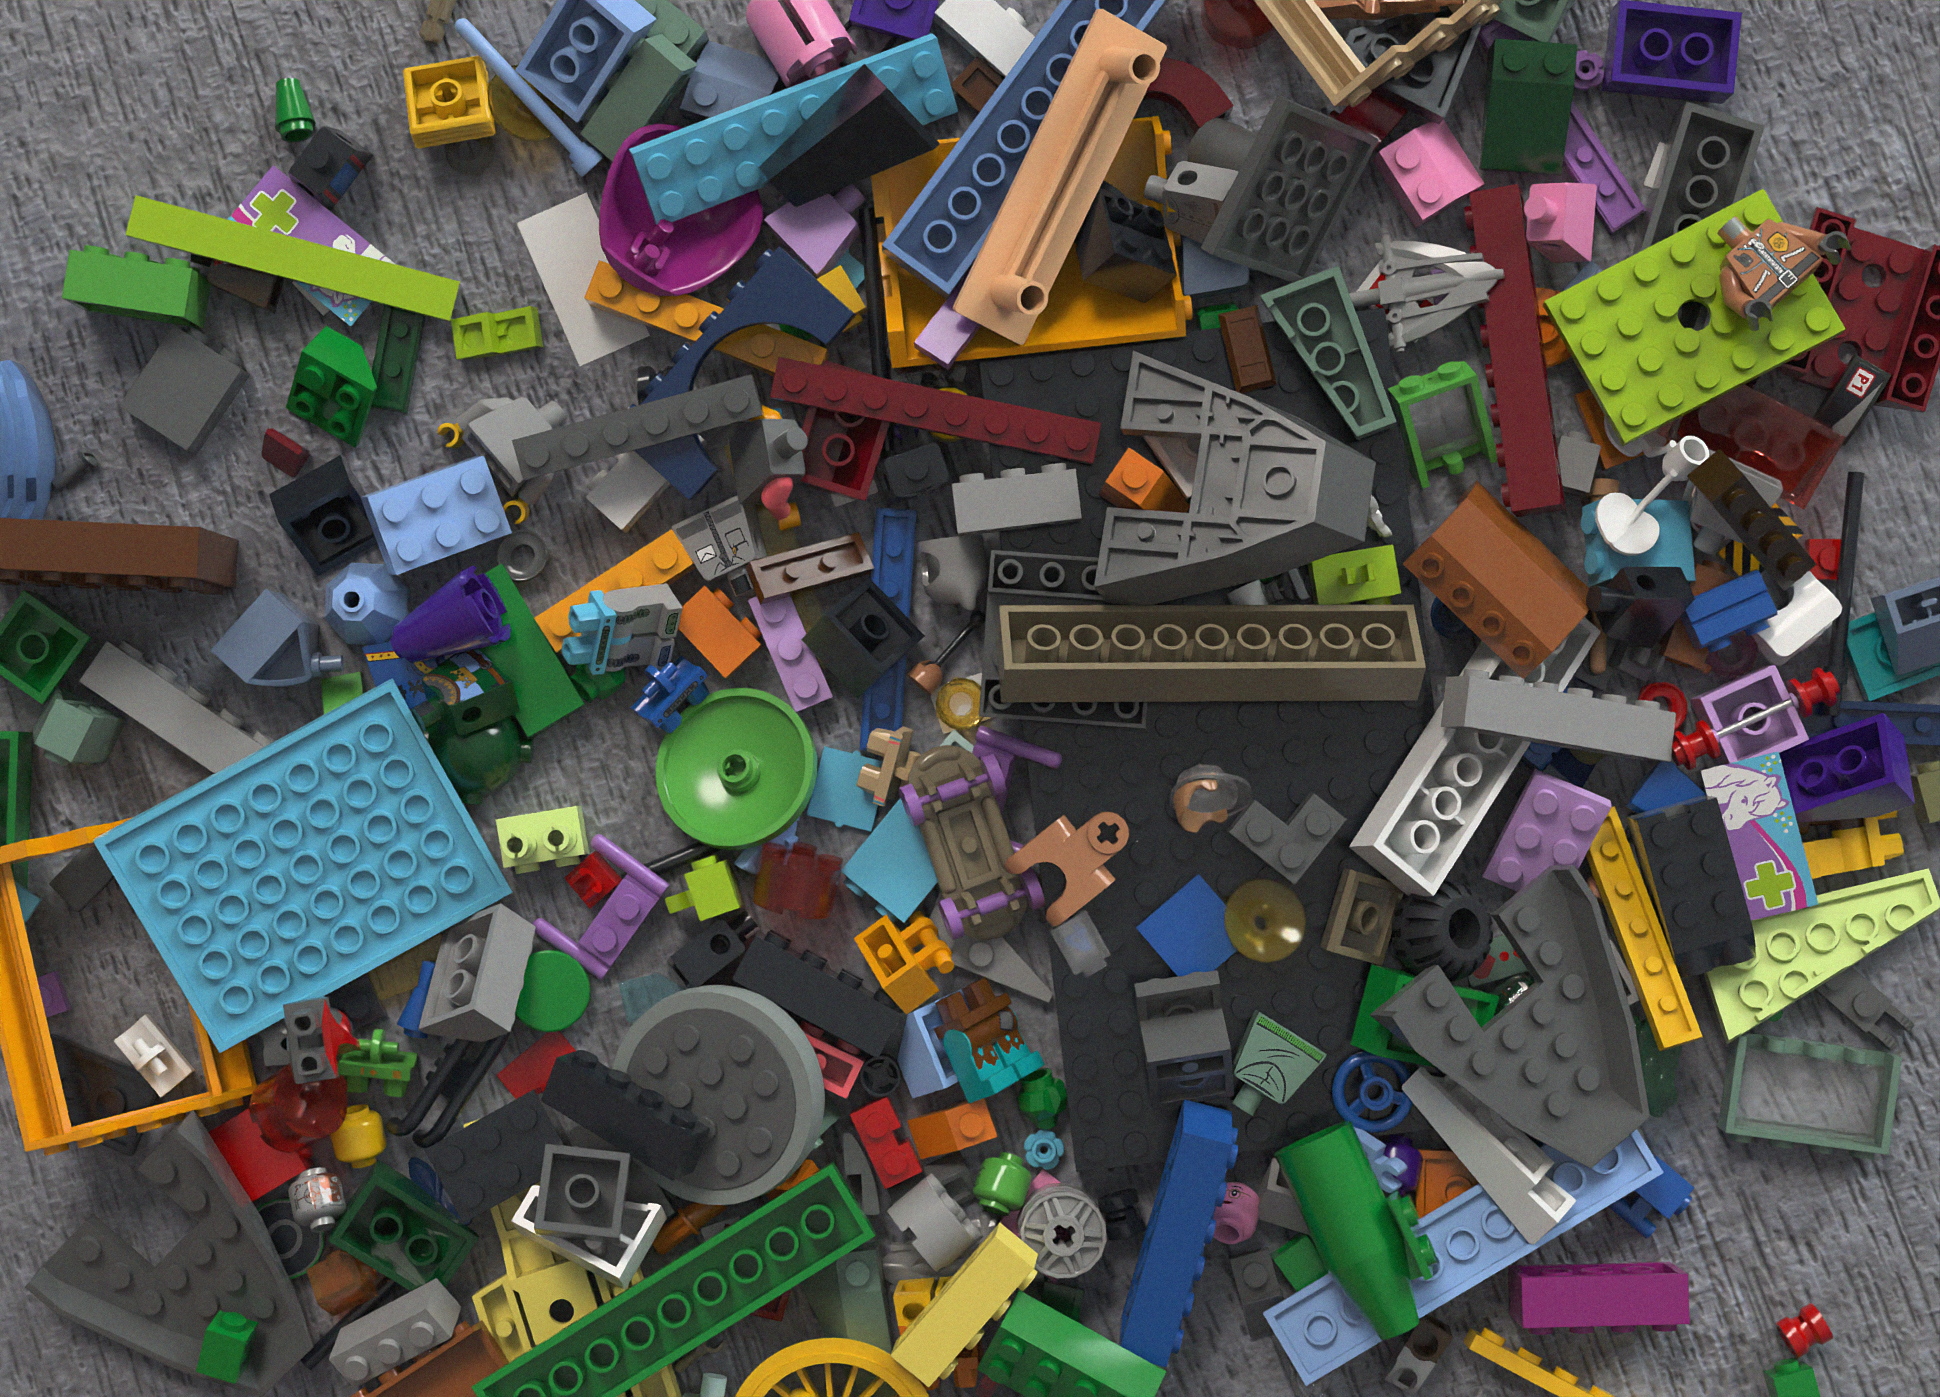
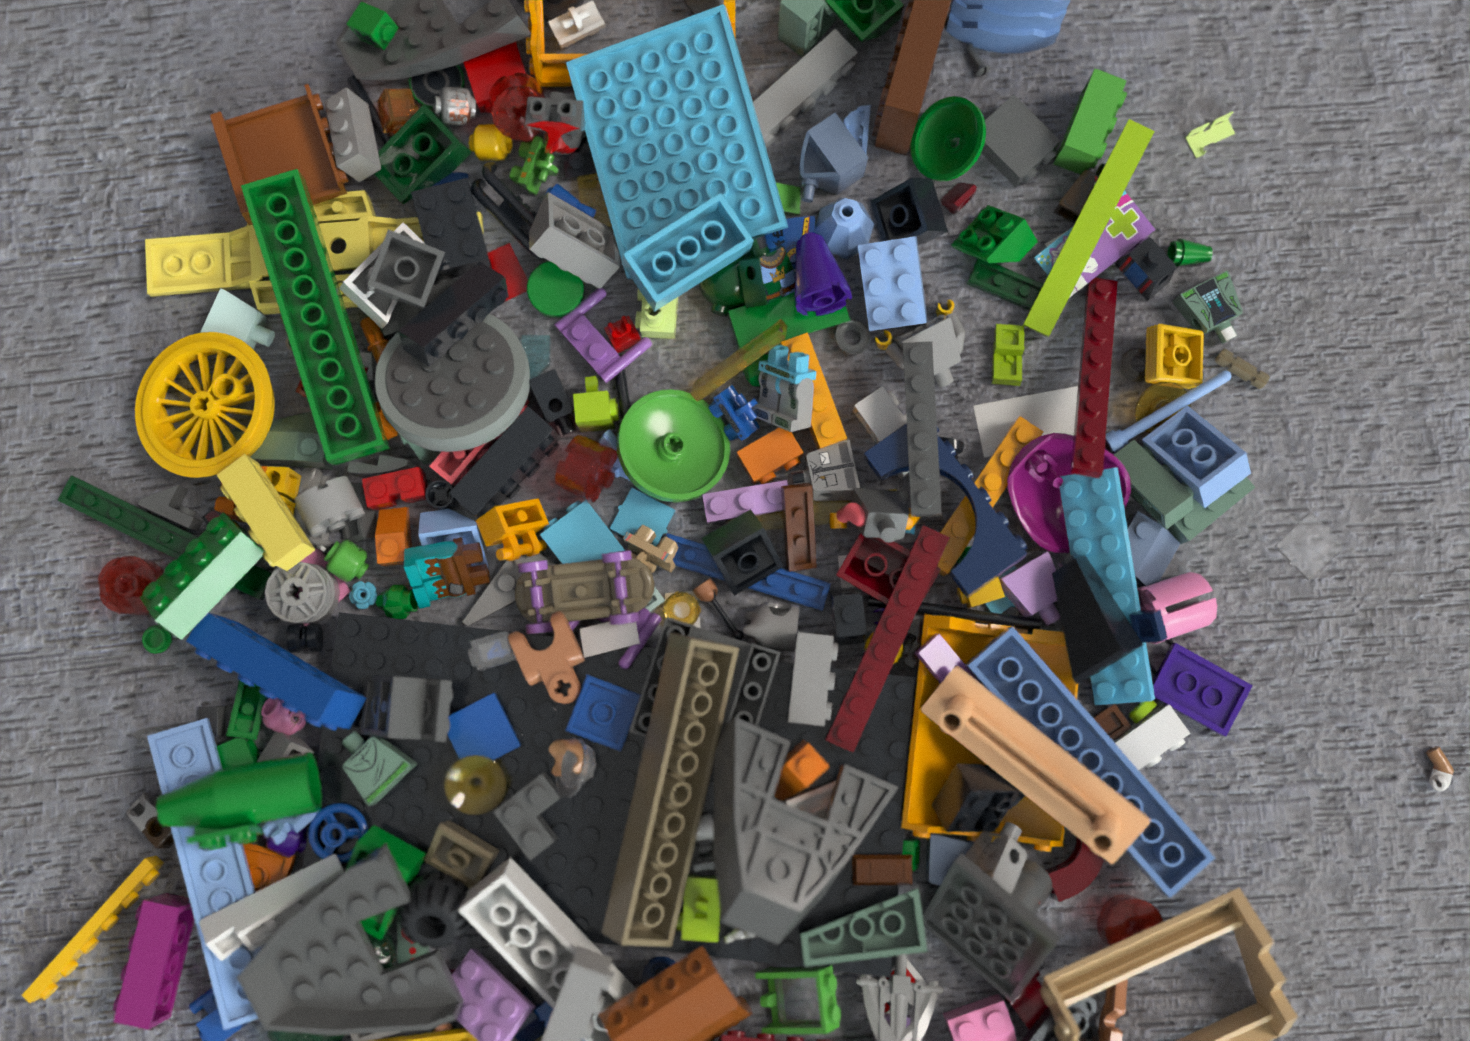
camera: 105 degrees right, 5 degrees down
(108, 109) = (1216, 133): none -> yellowish green piece
(213, 500) = (938, 133): none -> green dish
(214, 618) = (858, 125): none -> light blue tile
(364, 63) = (1211, 306): none -> torso
(464, 807) = (687, 252): none -> medium azure brick
(507, 206) = (1094, 378): none -> dark red plate
(596, 703) = (739, 360): none -> clear yellow tile
(836, 61) = (1149, 625): none -> dark blue plate
(951, 47) = (1141, 710): none -> lime tile
(1025, 793) = (608, 637): none -> white sticker
(1127, 771) = (603, 713): none -> blue tile
(1240, 1263) = (246, 712): none -> green slope

